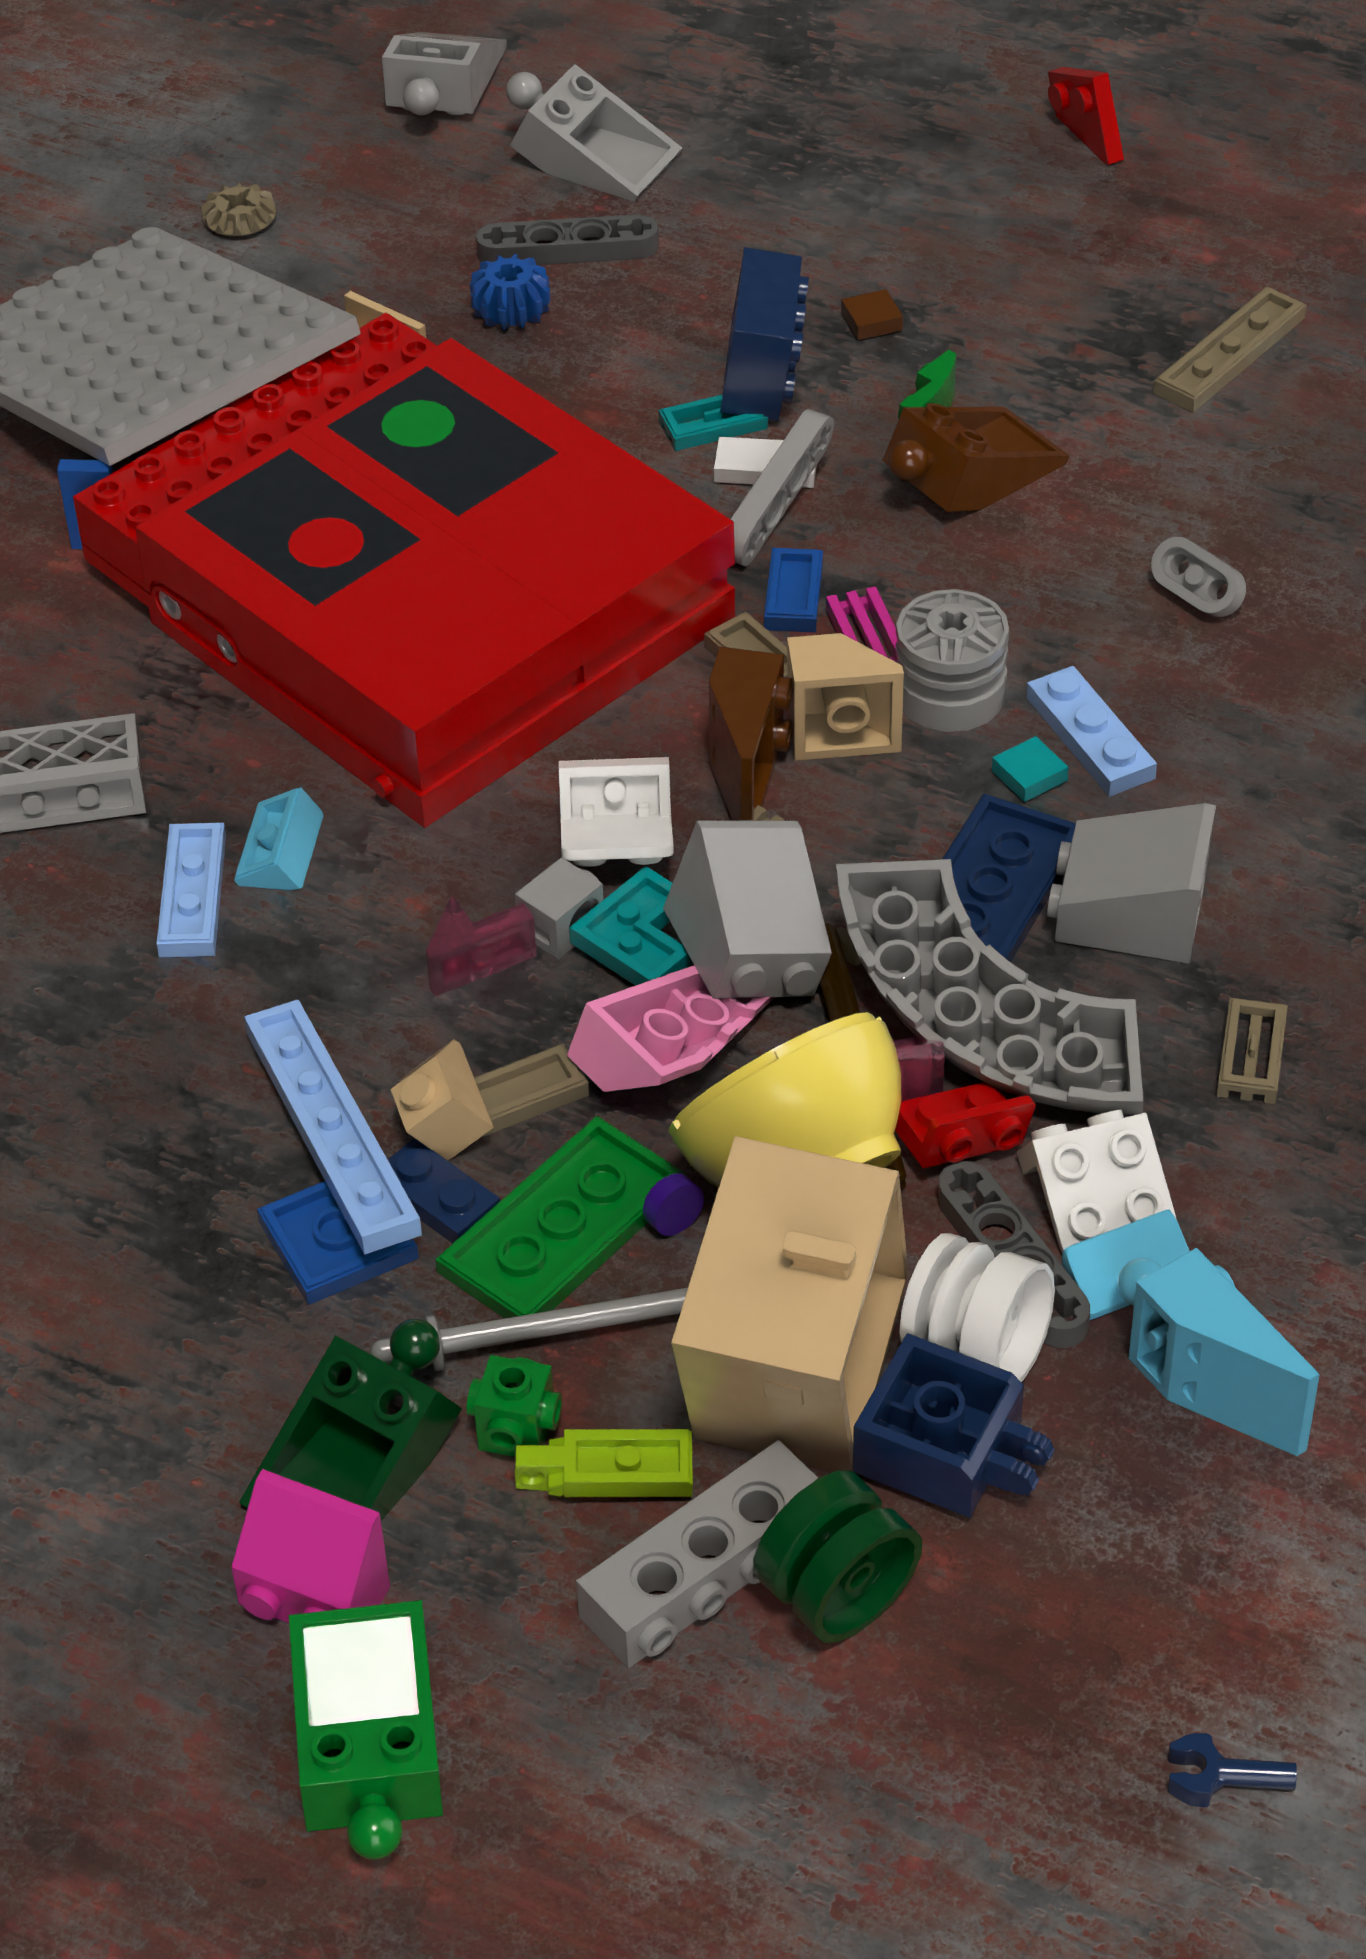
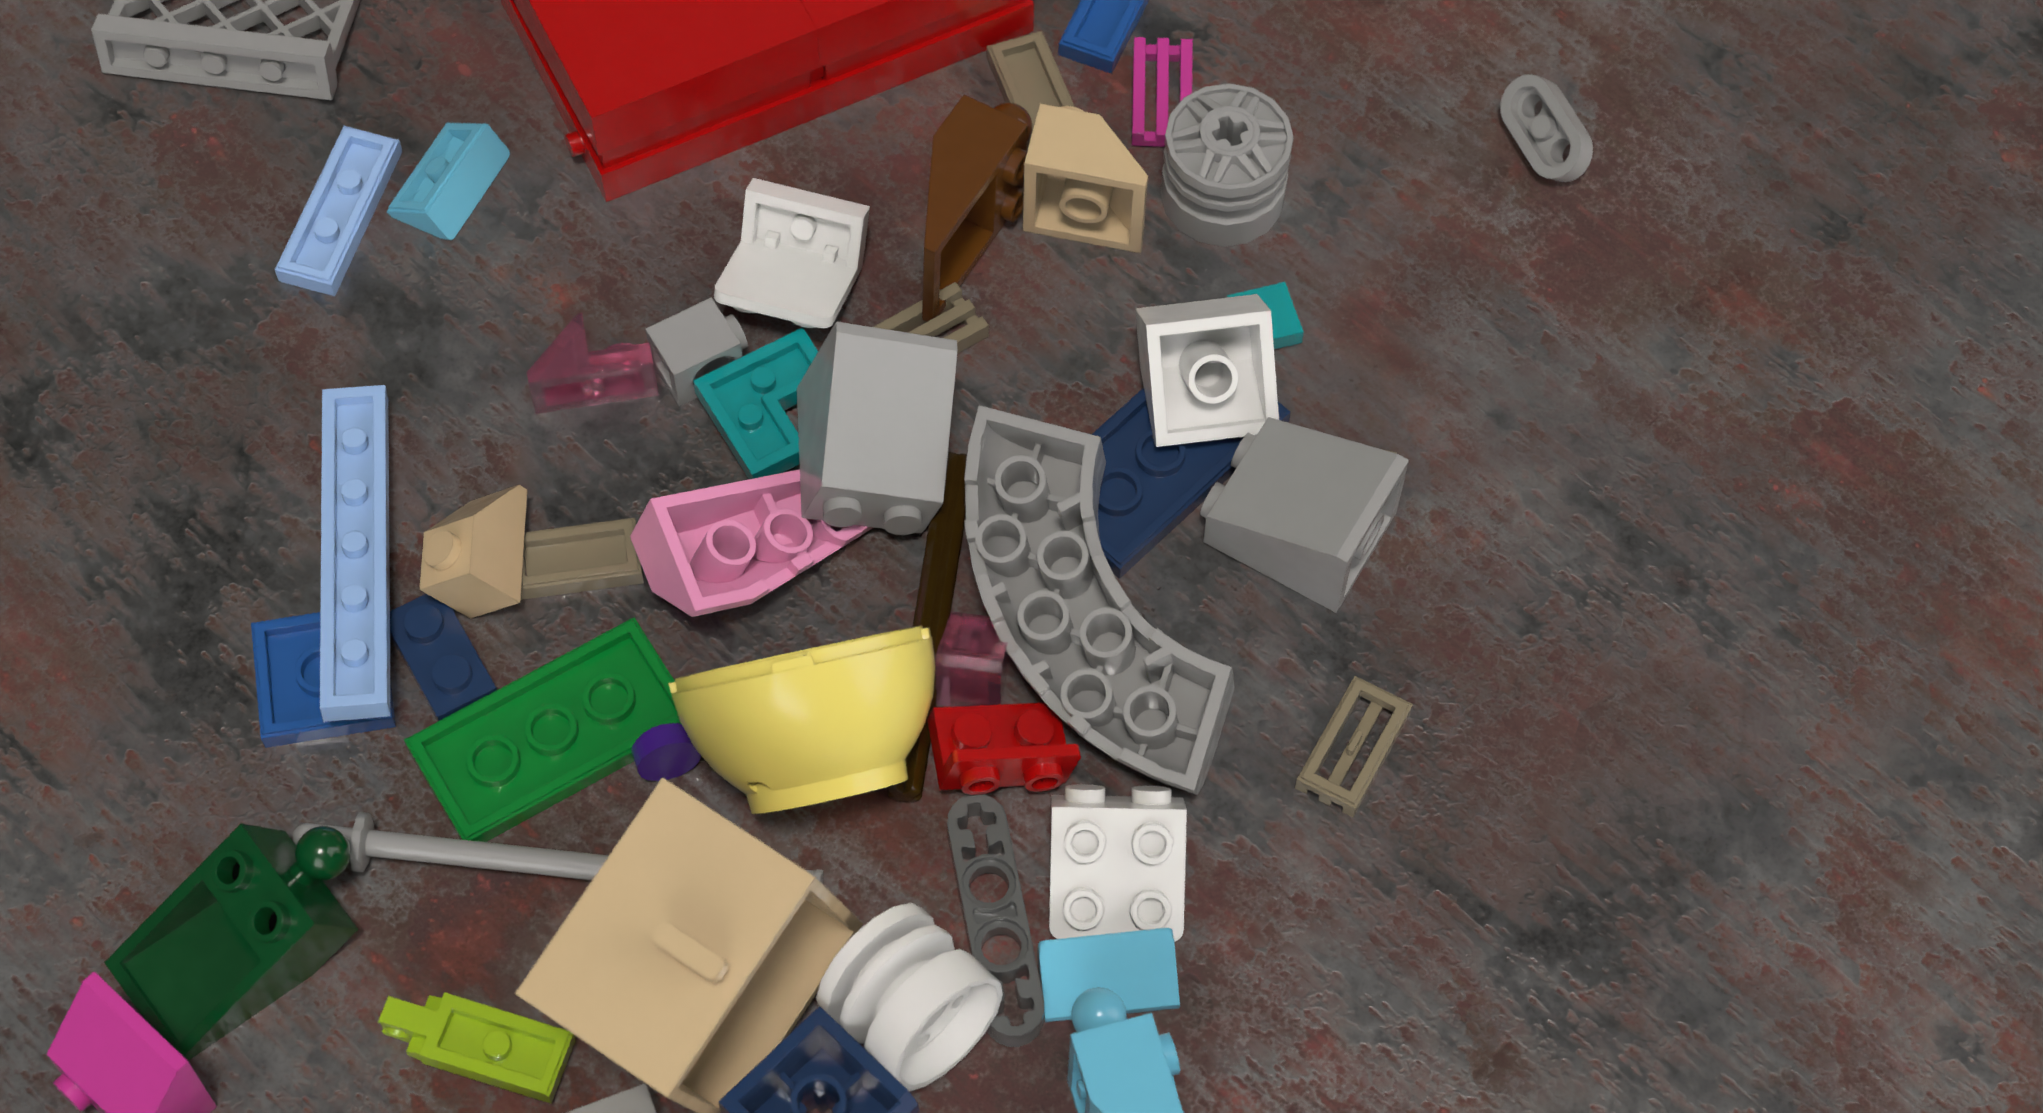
camera: 15 degrees right, 15 degrees up
(513, 1404) = (406, 947): green brick -> none
(1006, 804) = (1207, 368): none -> white slope
(1091, 731) = (1351, 289): light blue plate -> none

